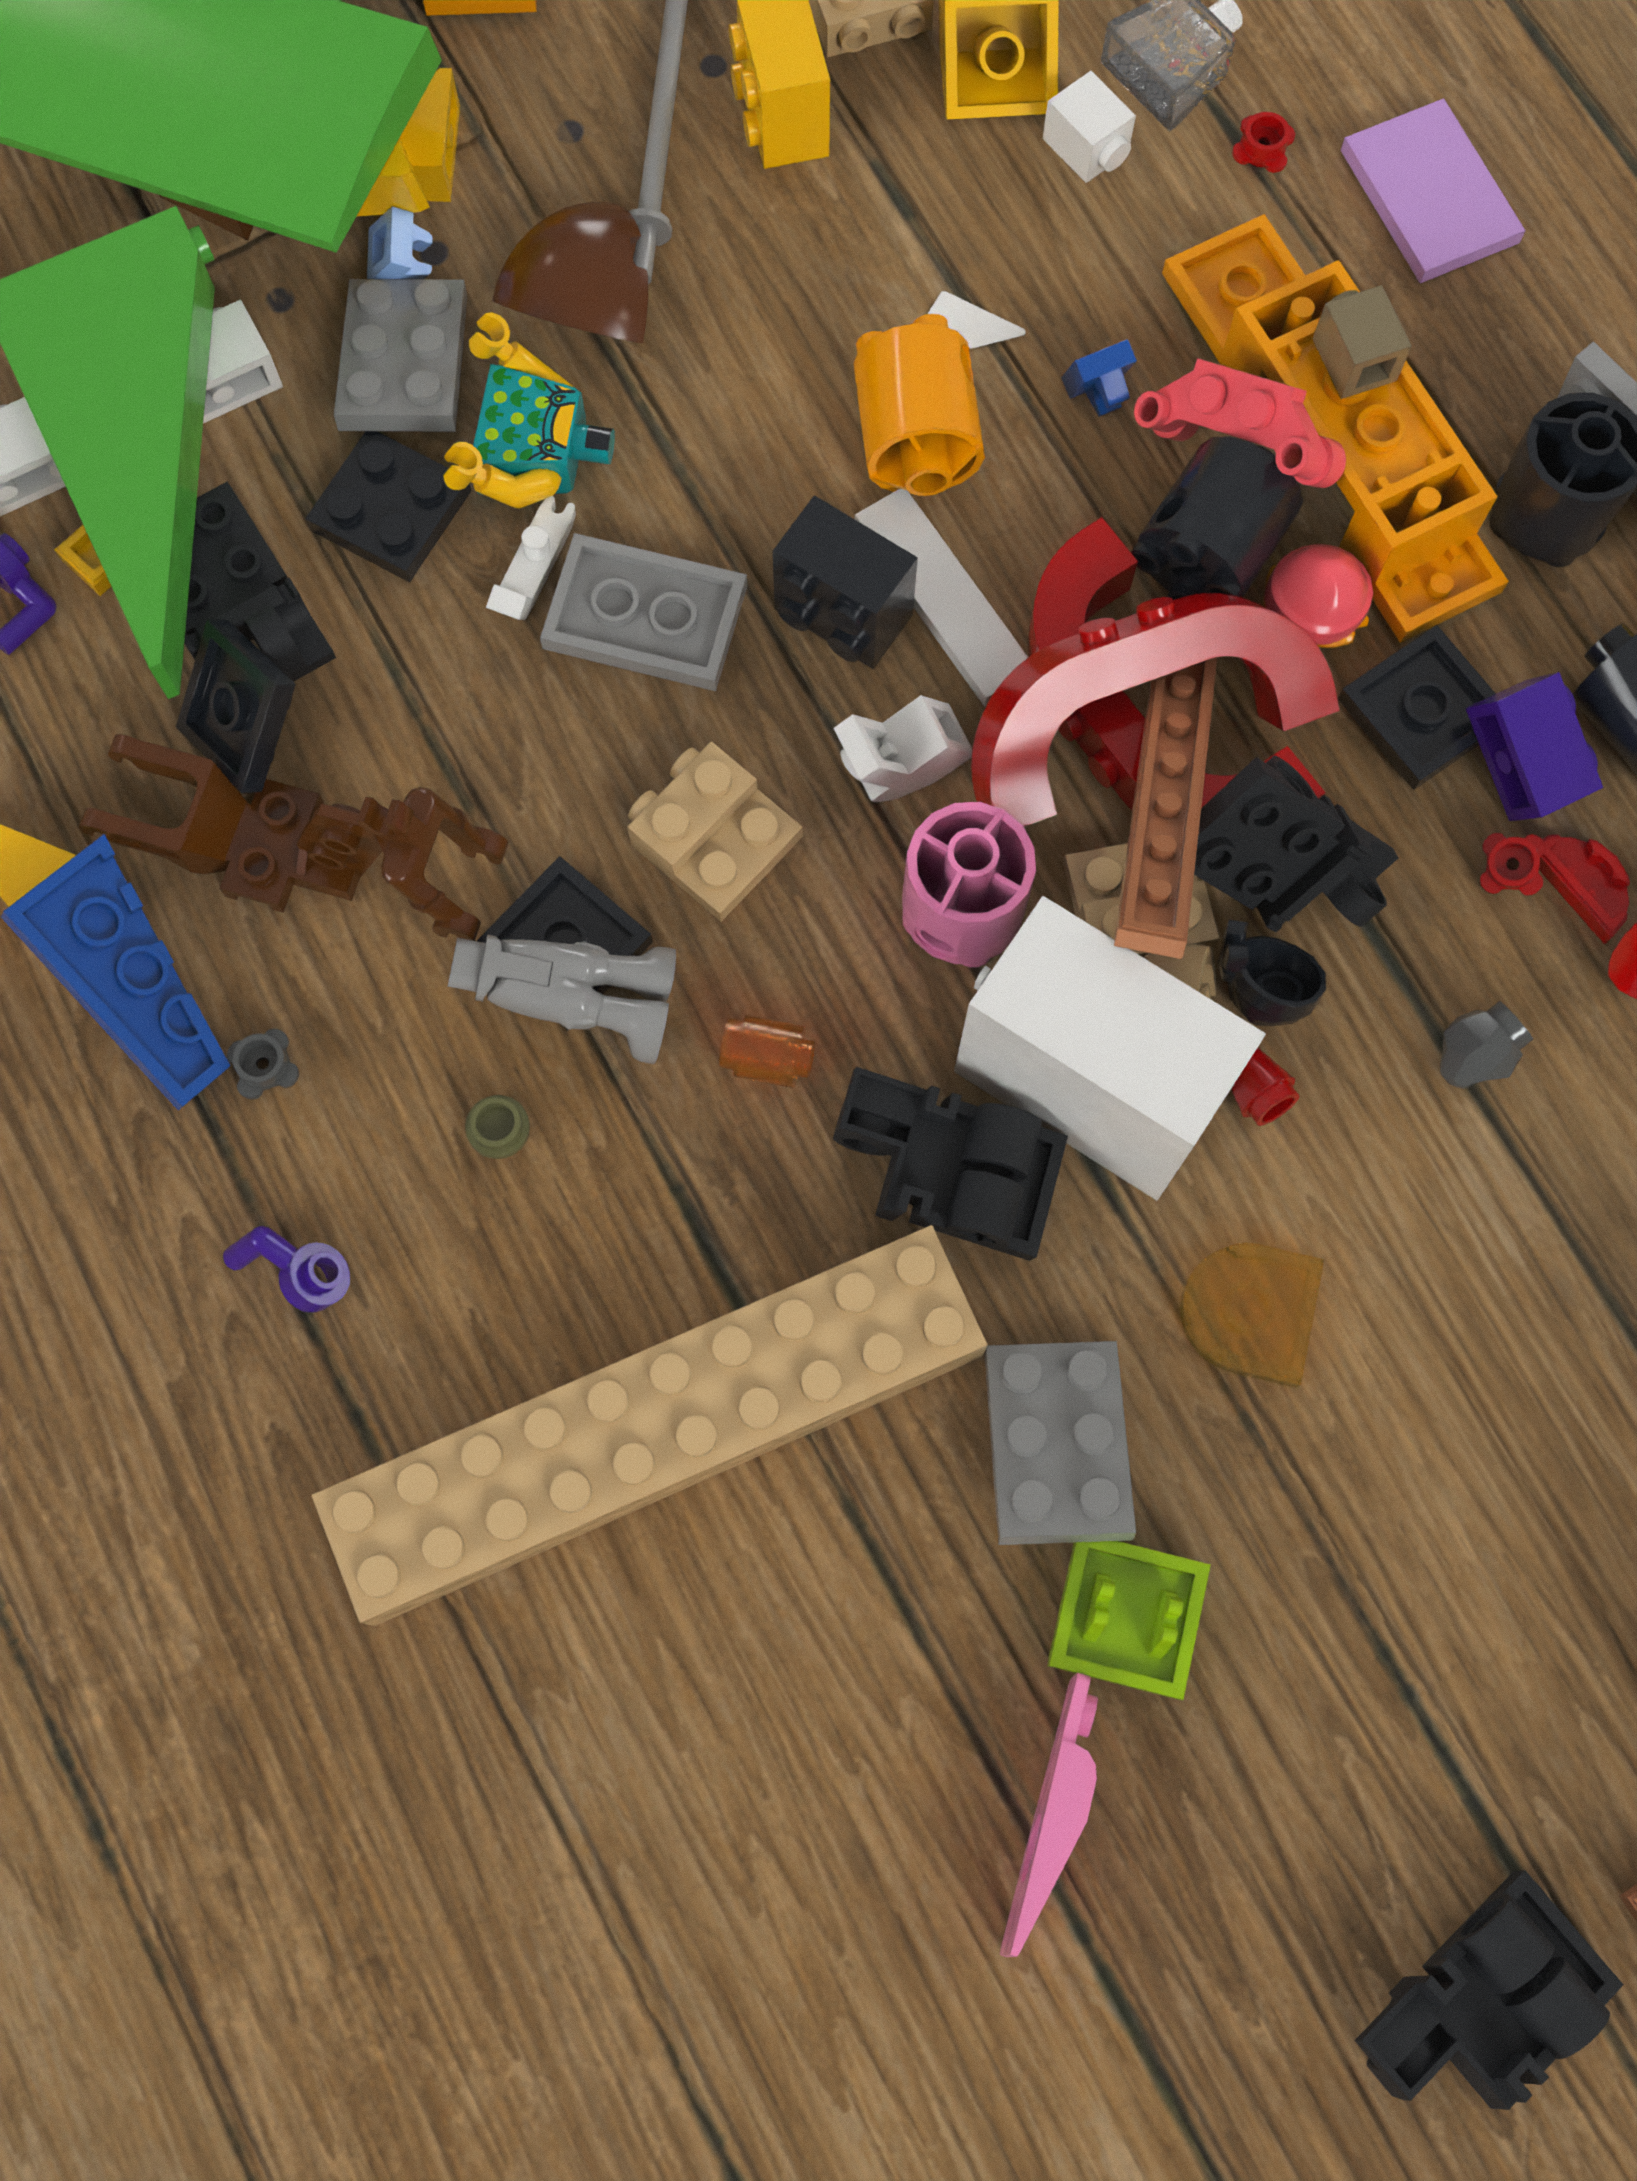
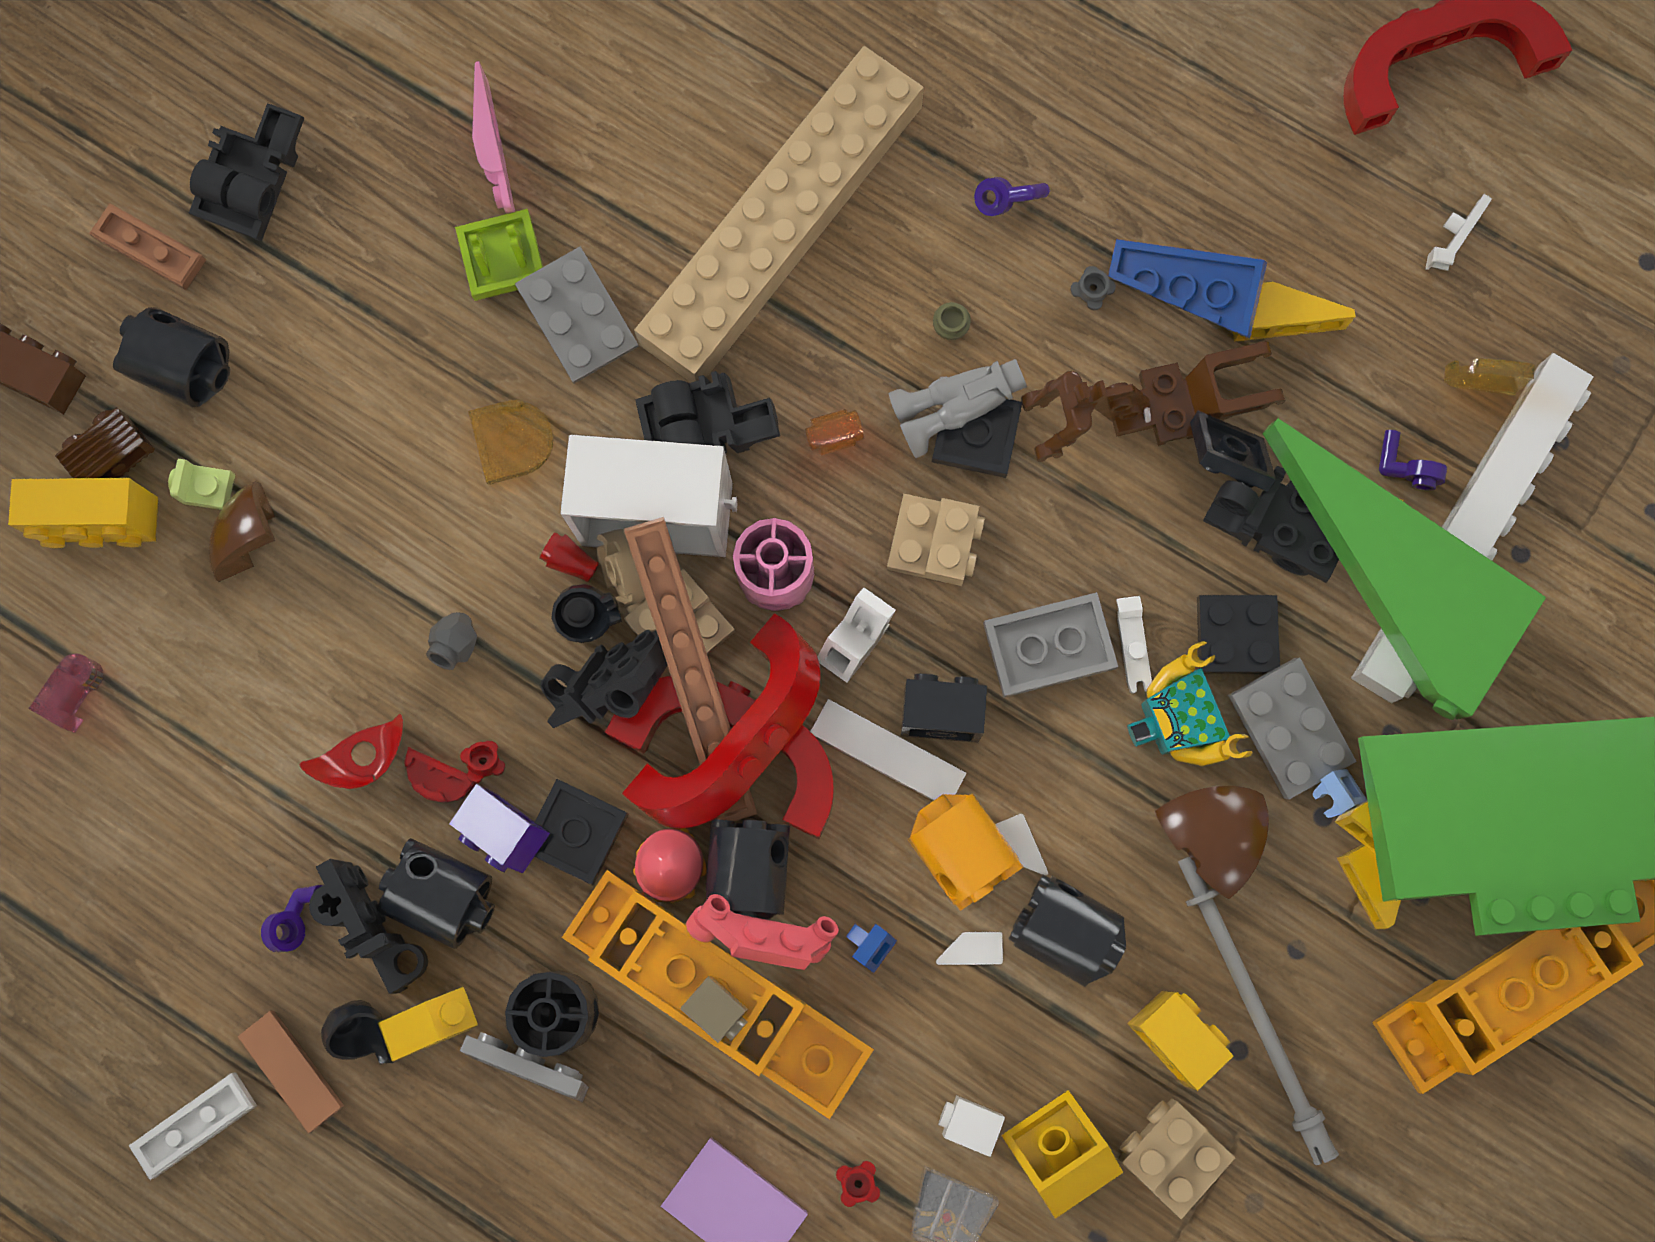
camera: 155 degrees right, 5 degrees up
(835, 410) = (1022, 842): none -> white sticker
(843, 255) = (1070, 932): none -> black cylinder

